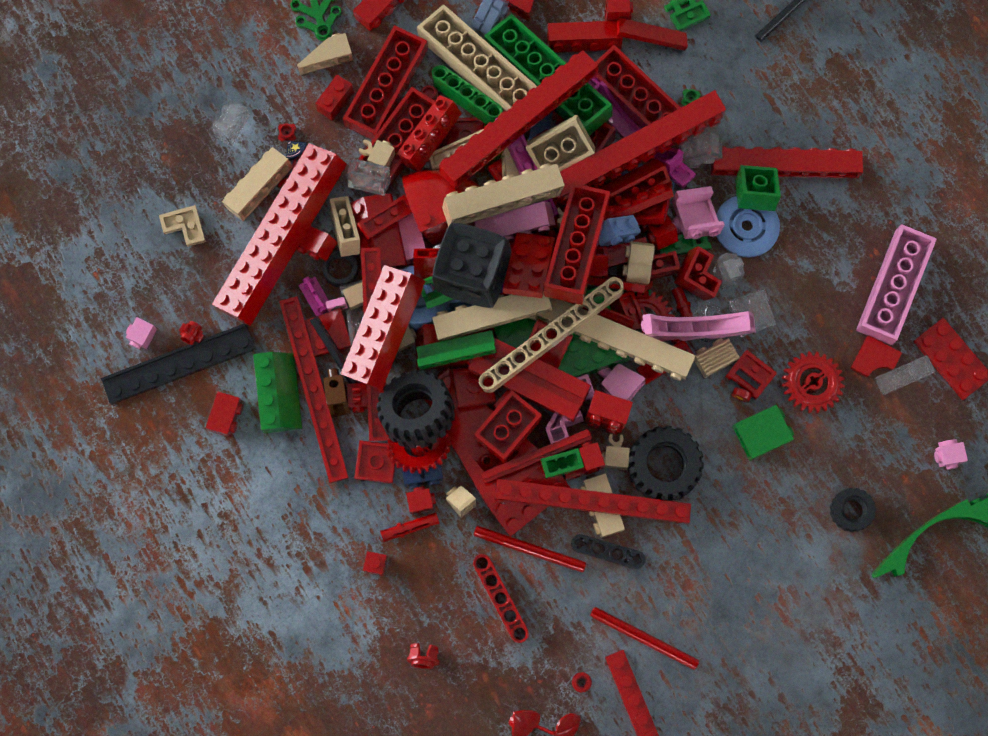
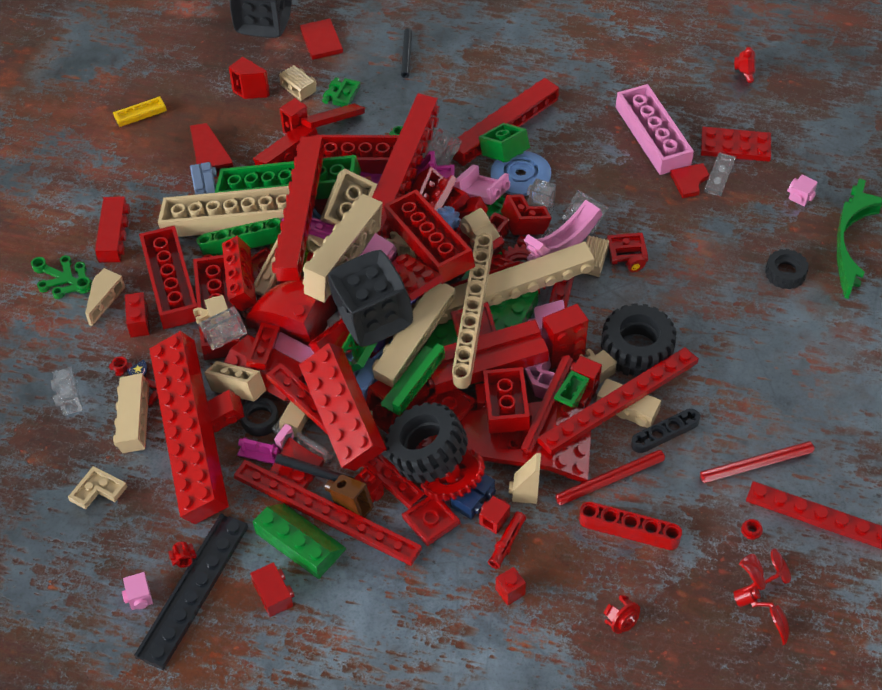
camera: 40 degrees left, 25 degrees down
(763, 432) = (676, 273): green brick -> none
(799, 393) = (690, 225): red gear -> none

